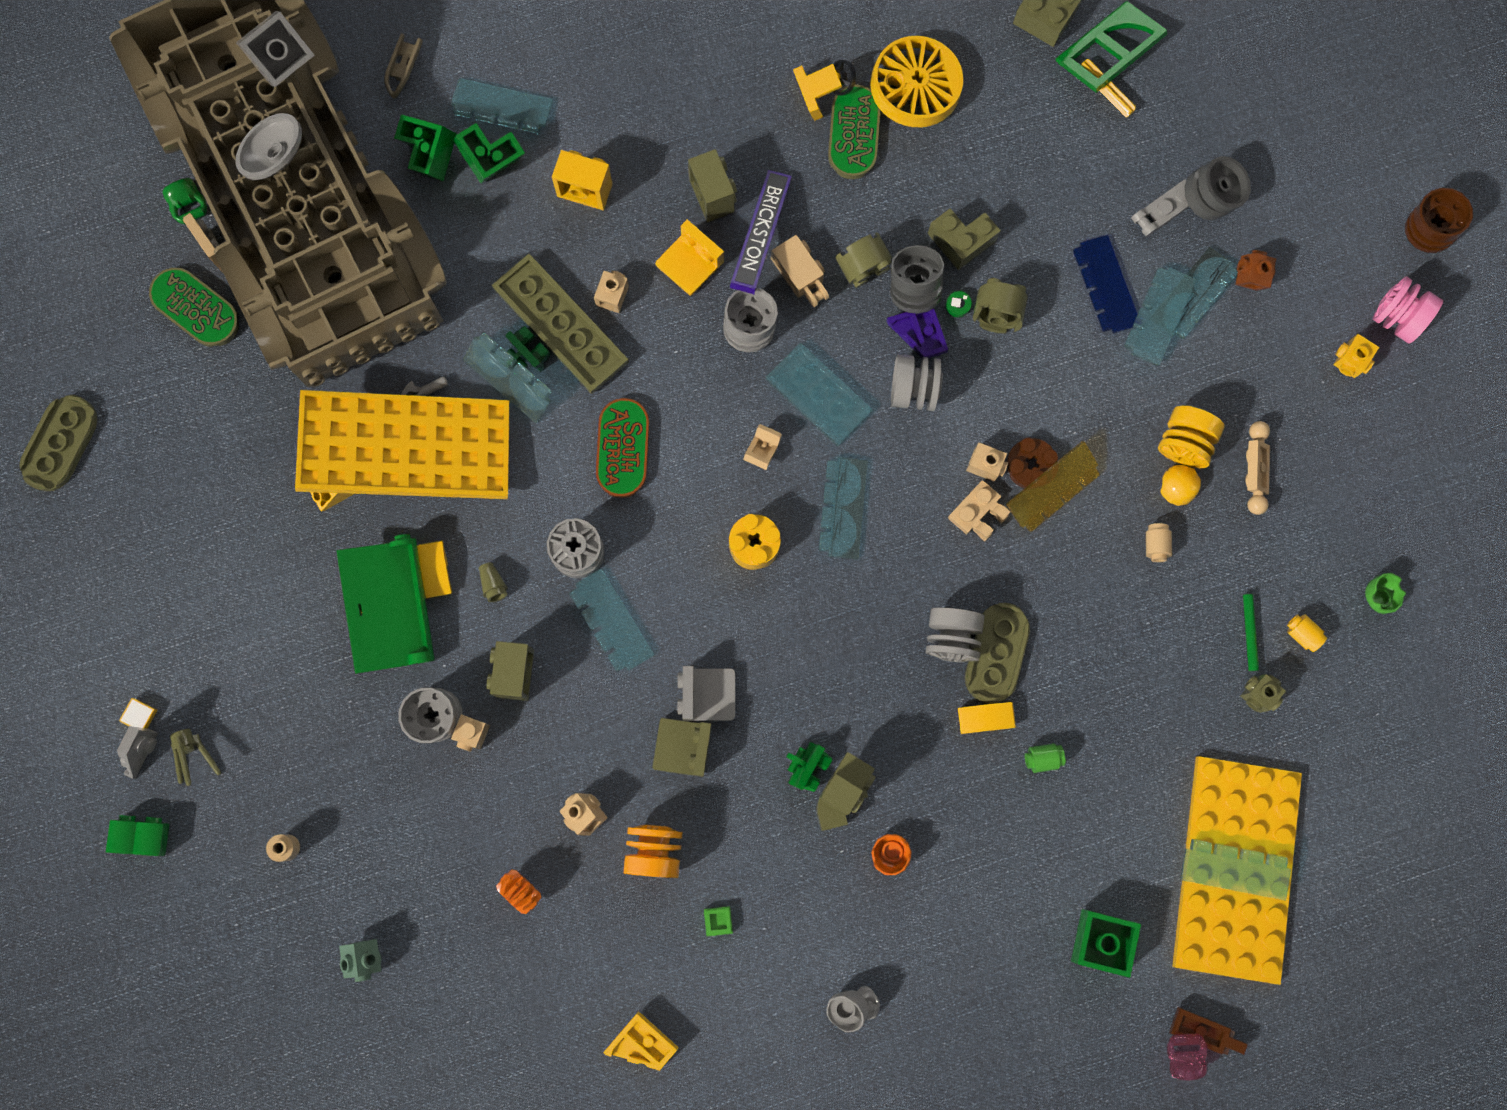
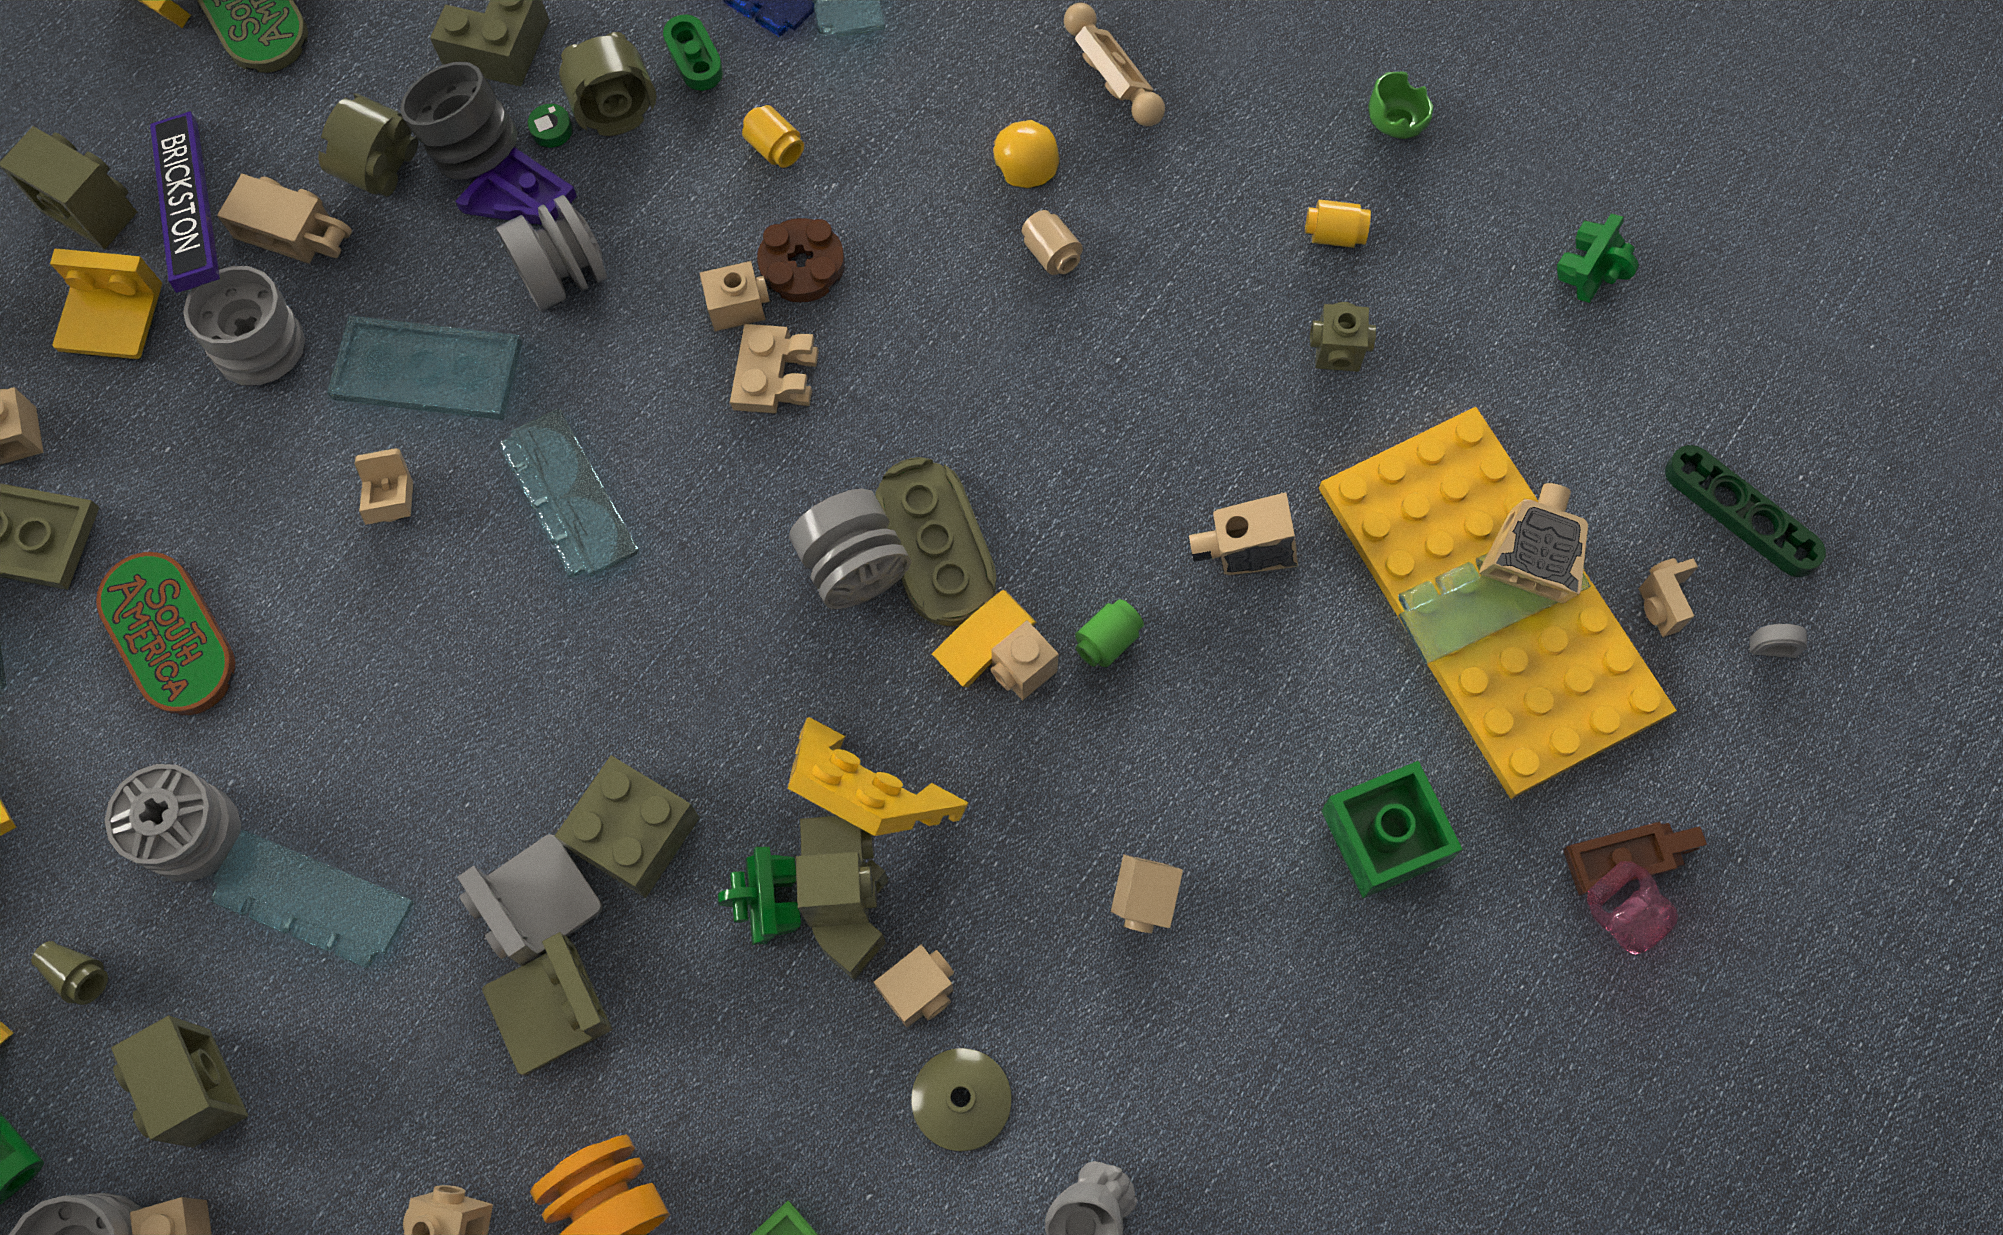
camera: 30 degrees left, 10 degrees down
(753, 527) = (458, 626): yellow brick -> none
(769, 691) = (627, 826): none -> olive brick
(818, 911) = (965, 1126): none -> olive dish
(847, 856) = (917, 985): none -> tan brick
(878, 754) = (858, 795): none -> yellow wing
(891, 854) = (982, 933): orange hair -> none
(975, 890) = (1146, 893): none -> tan brick
(996, 743) = (1023, 660): none -> tan brick
(1054, 314) = (695, 55): none -> green plate
(1056, 482) = (855, 250): clear yellow windscreen -> none
(1062, 388) = (772, 136): none -> yellow brick
(1154, 764) = (1250, 537): none -> tan torso
(1191, 436) = (991, 76): yellow wheel -> none
(1250, 629) = (1266, 276): green bar -> none
(1275, 868) = (1540, 547): none -> torso
(1316, 930) = (1663, 597): none -> tan bracket
(1355, 989) = (1779, 640): none -> light grey tile
(1386, 917) = (1749, 504): none -> dark green beam
(1430, 737) = (1606, 258): none -> green hips

